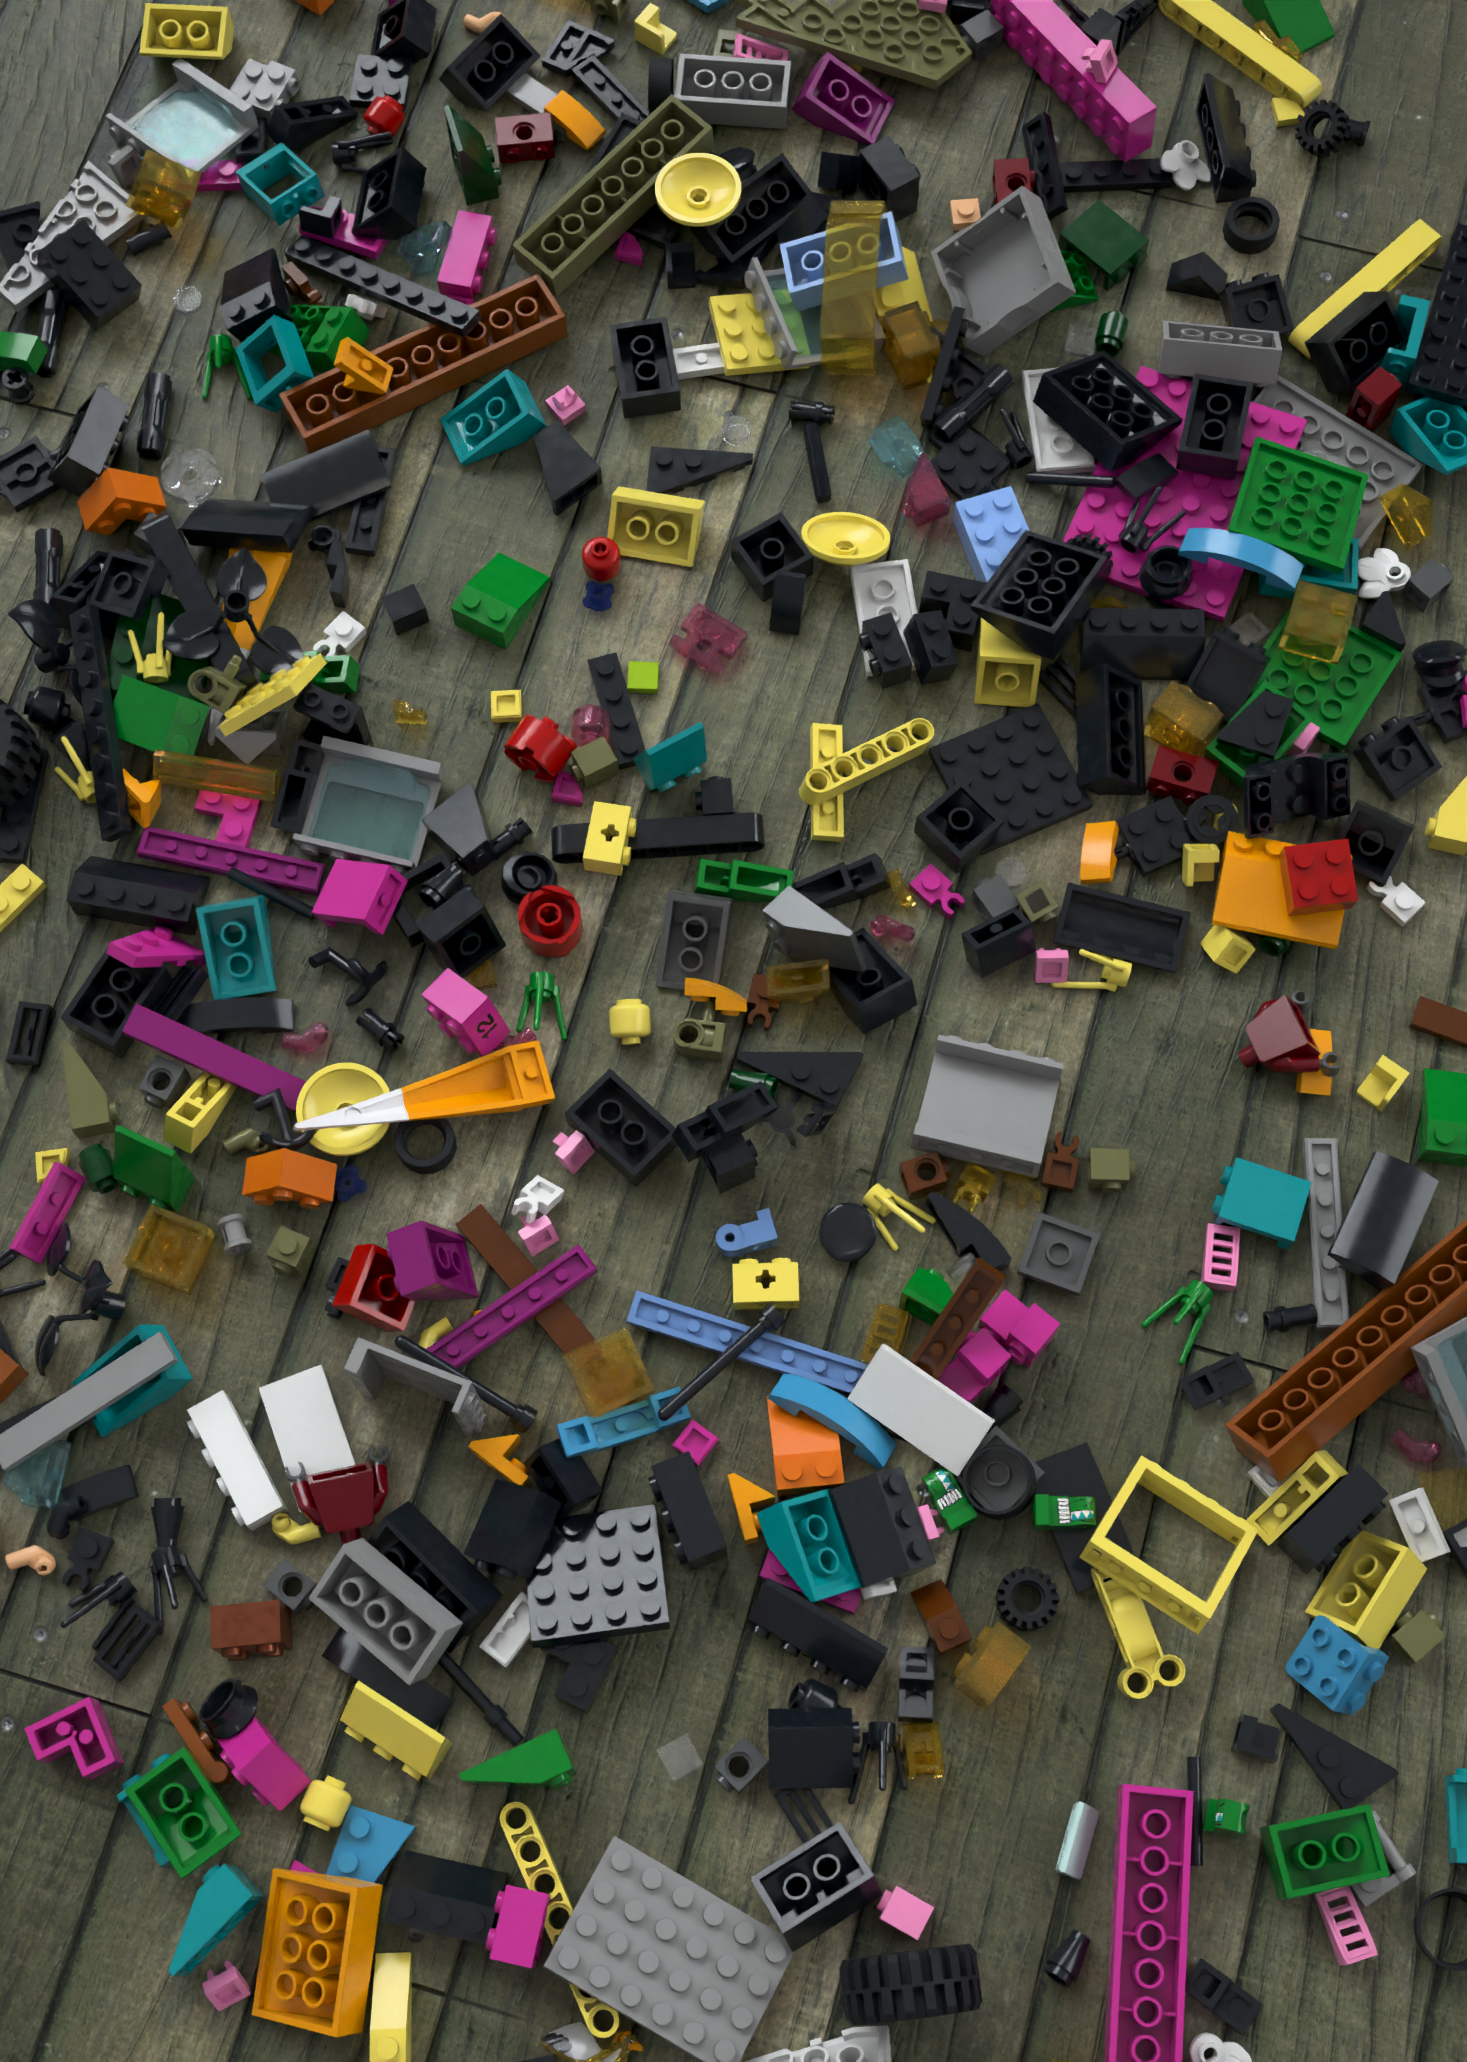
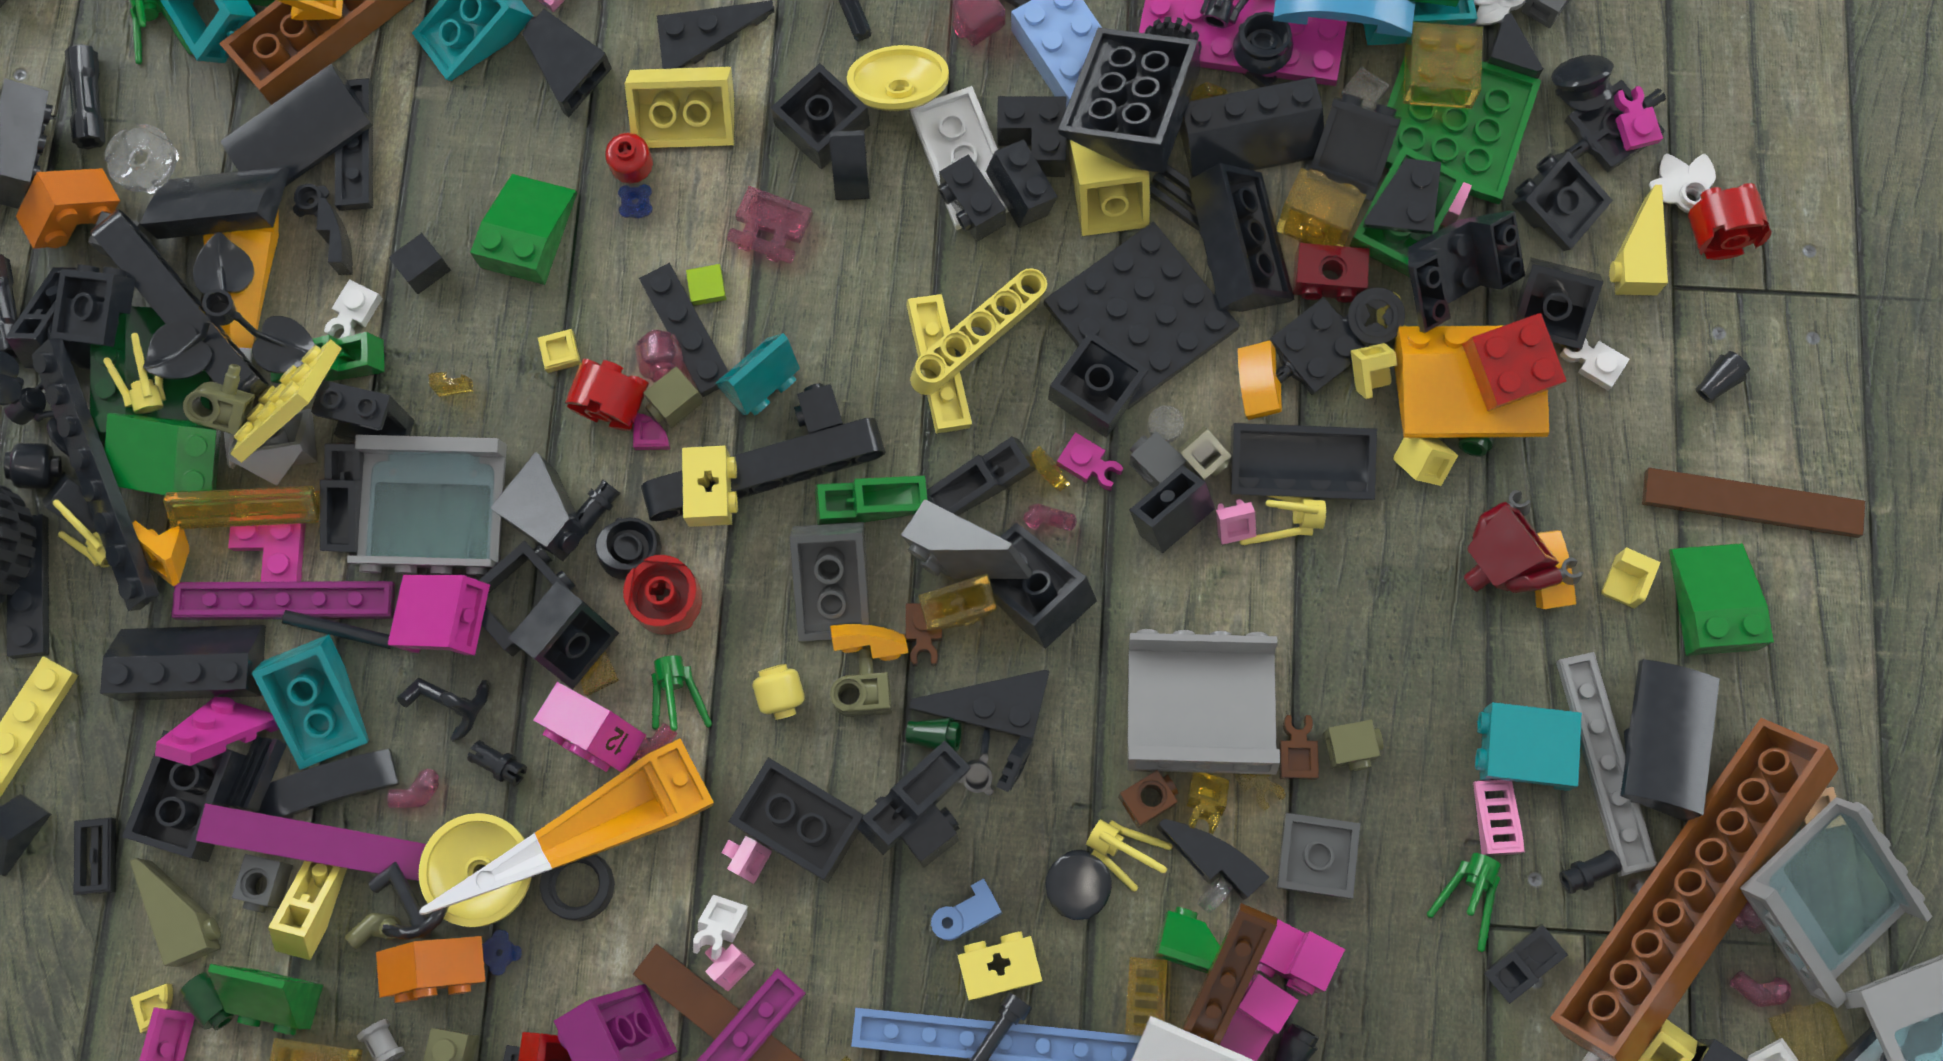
camera: 10 degrees left, 5 degrees up
(441, 887) = (529, 586): black cone -> none

